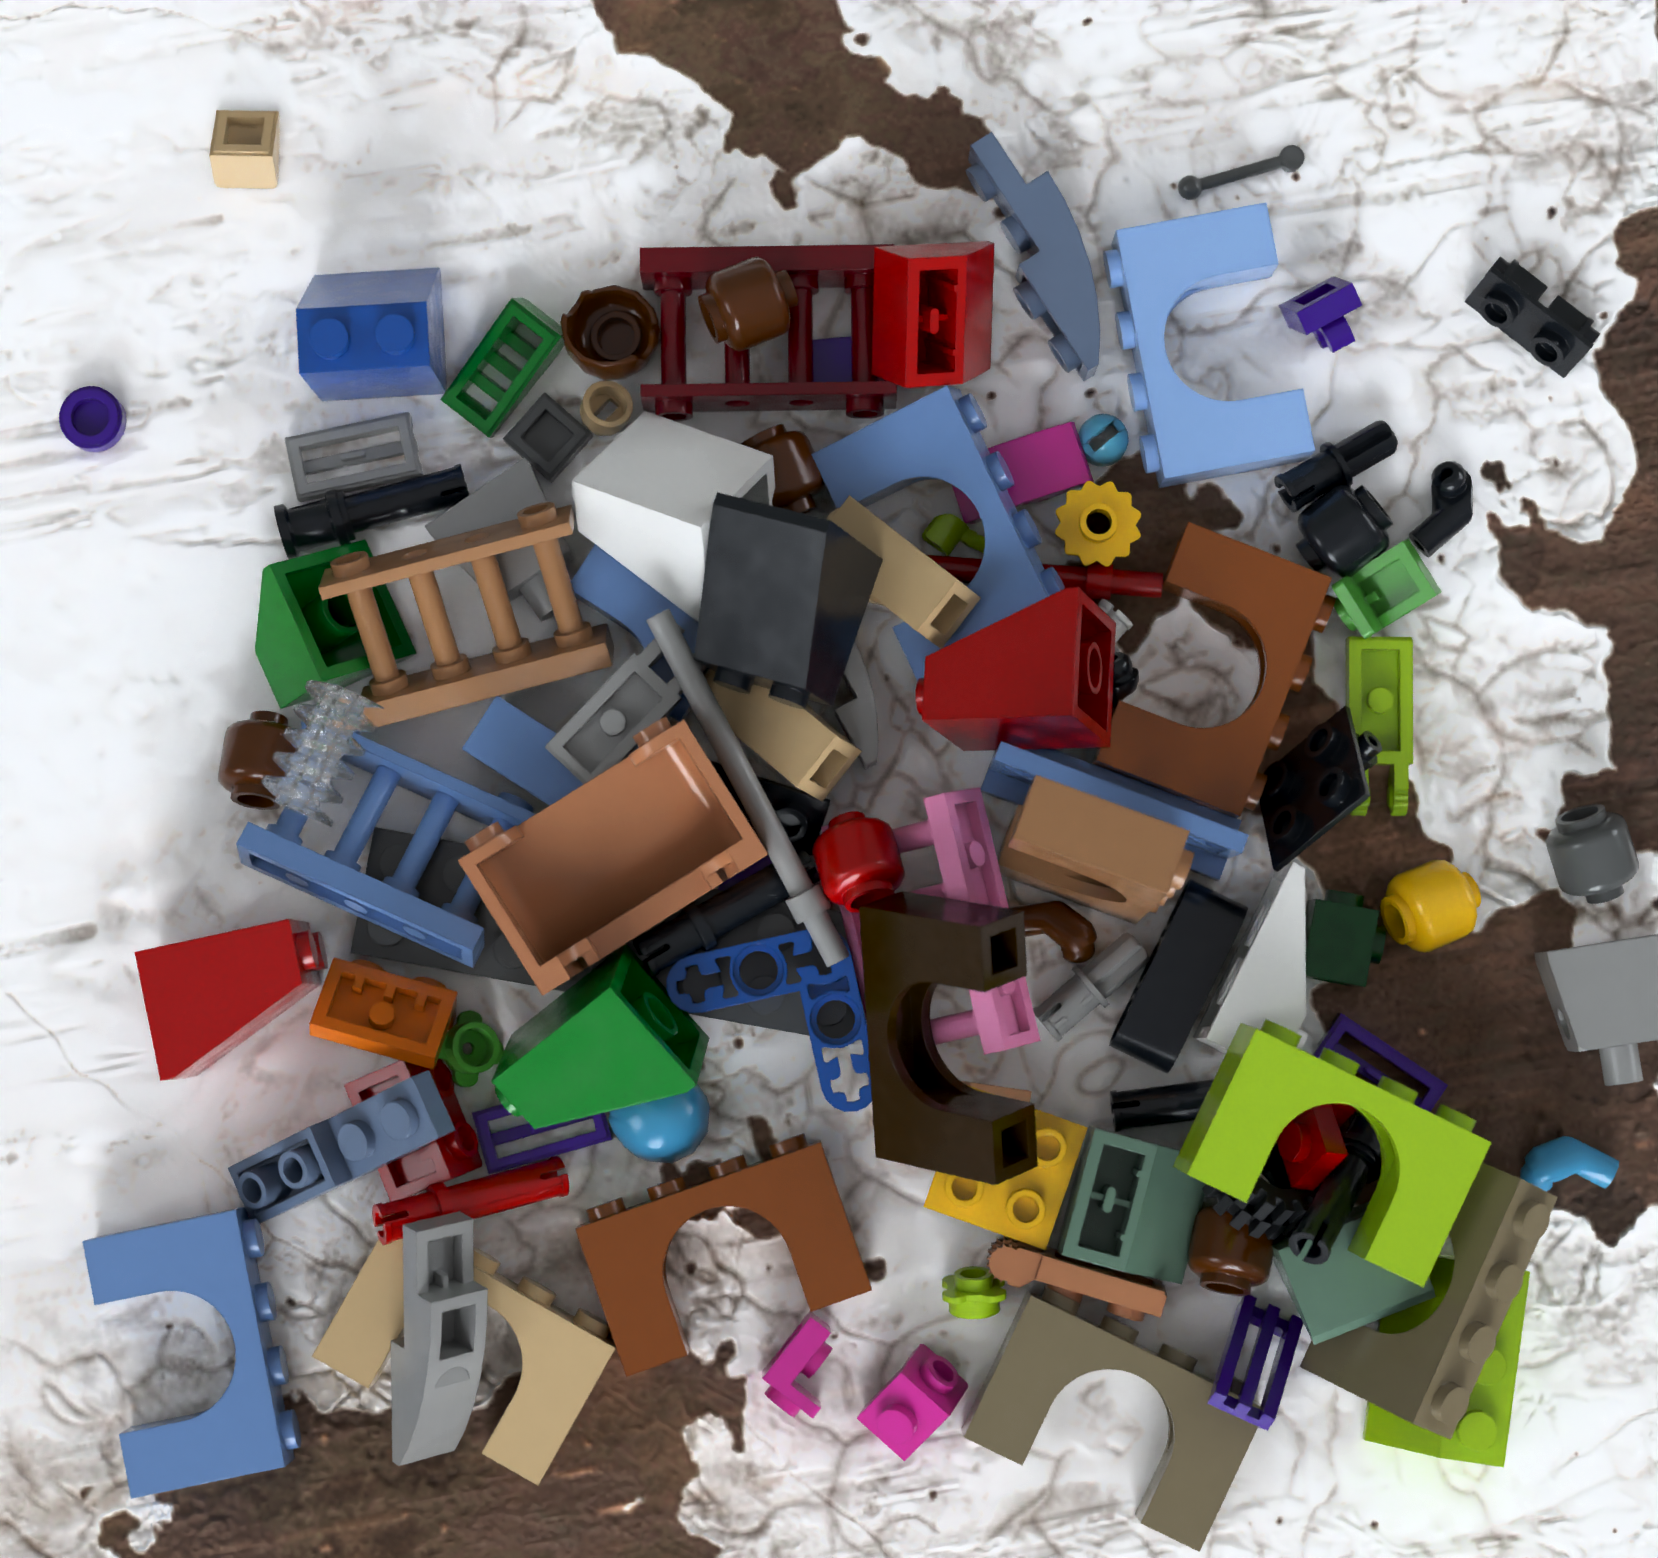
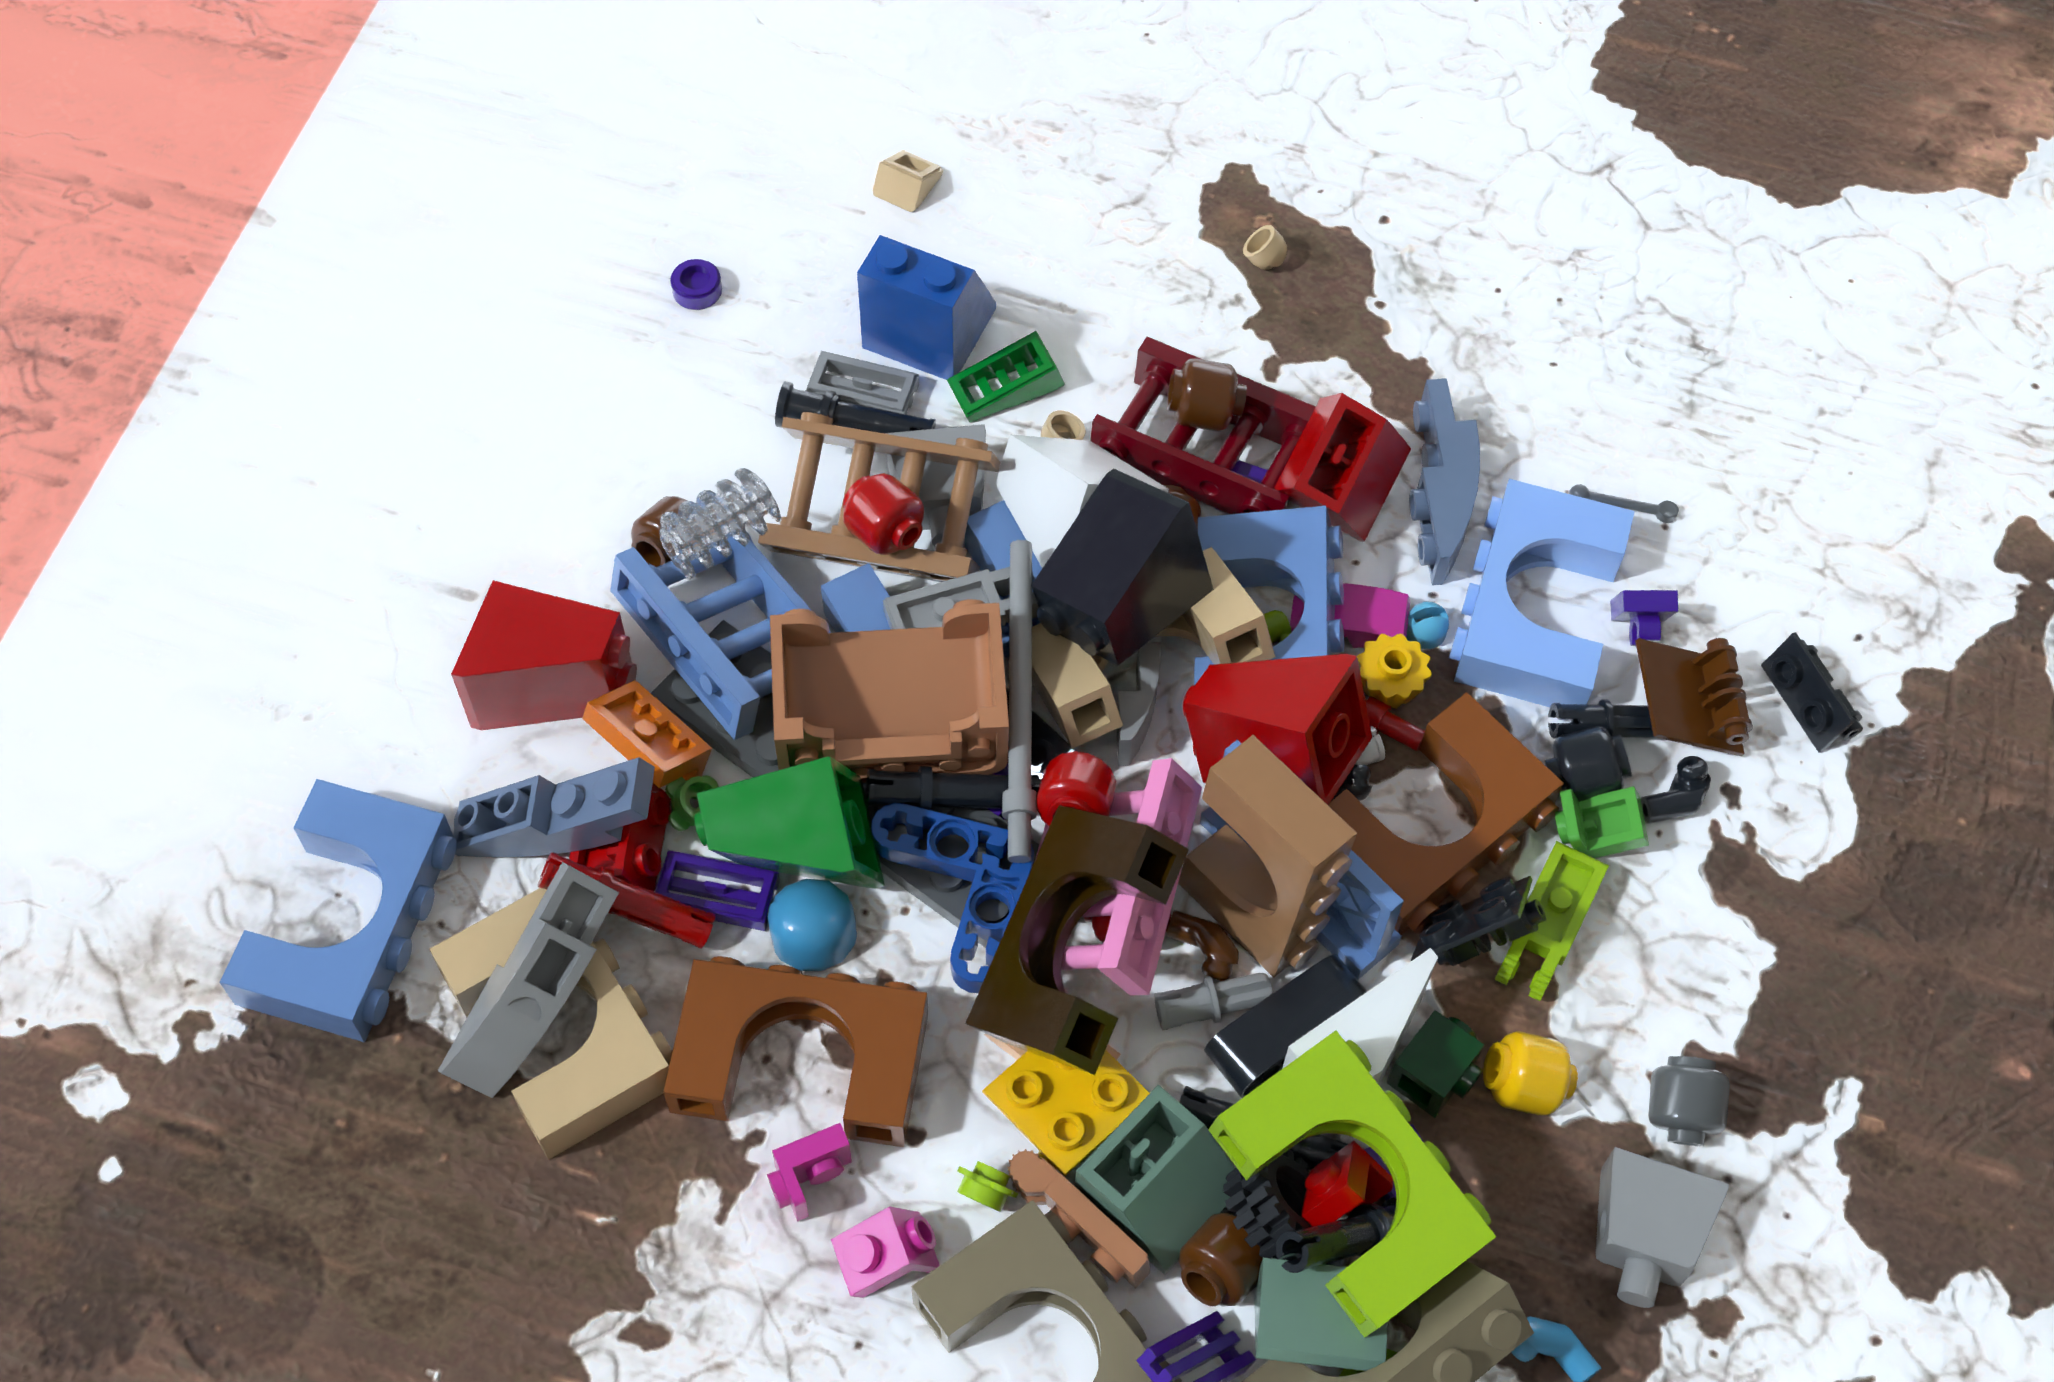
camera: 25 degrees right, 25 degrees down
(313, 637) = (773, 454): green slope -> none
(491, 650) = (883, 513): none -> red head
(548, 437) = (1002, 424): dark grey tile -> none
(611, 332) = (1093, 386): reddish brown hair -> none
(701, 38) = (1265, 248): none -> tan hinge
(1415, 392) = (1695, 695): none -> reddish brown hinge

